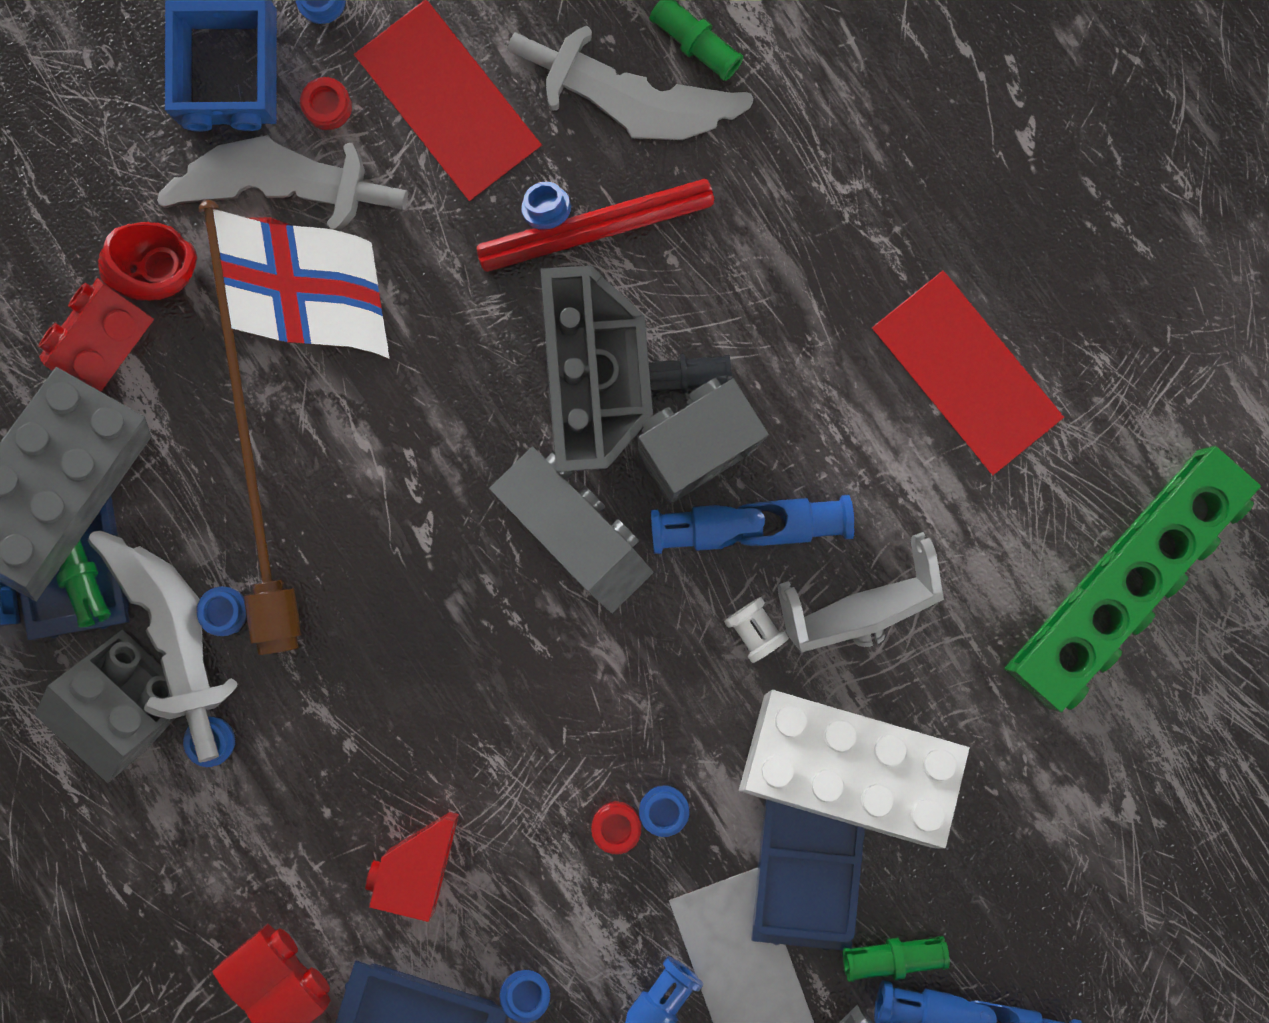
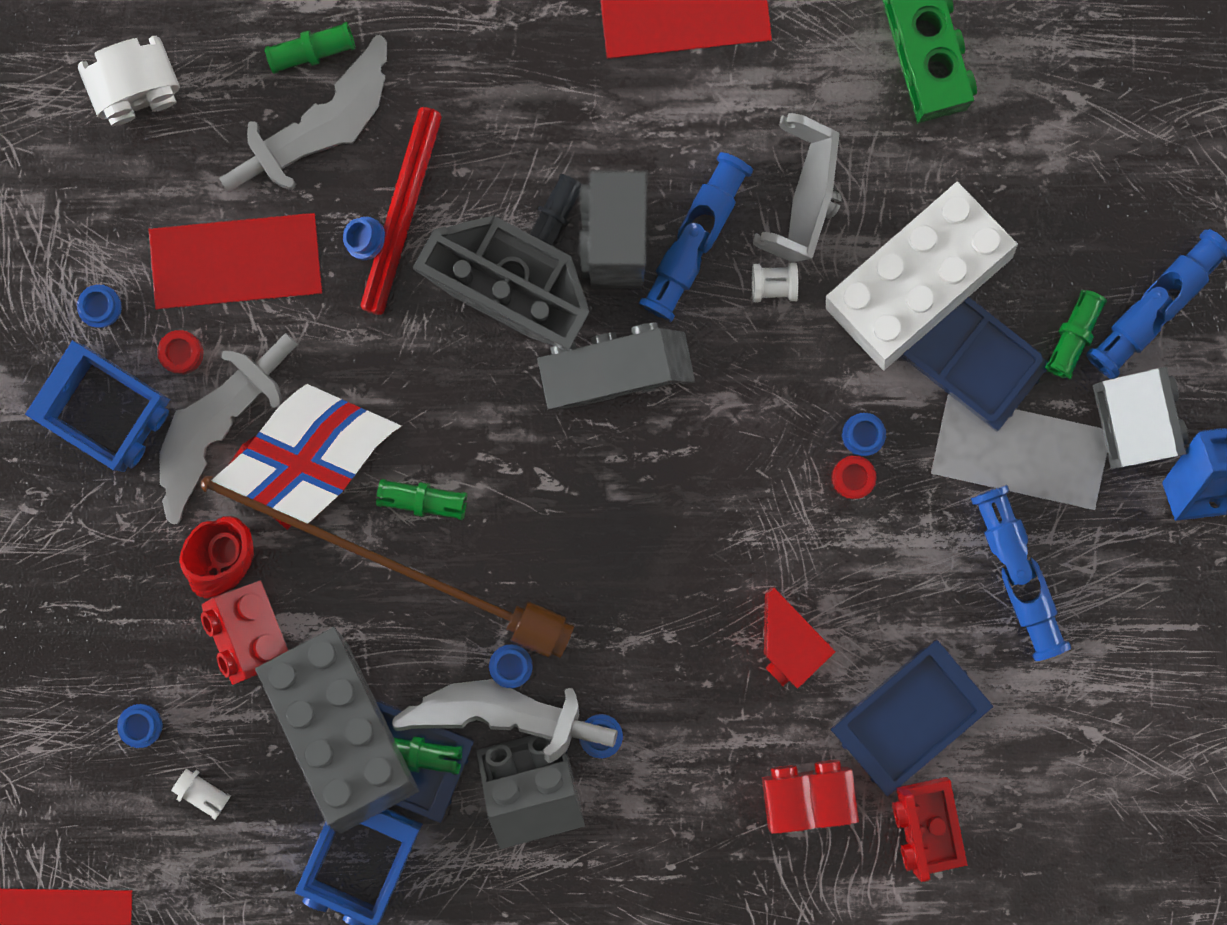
camera: 55 degrees left, 0 degrees up
(328, 422) = (421, 499): none -> green pin
(524, 996) = (933, 620): blue plate -> none

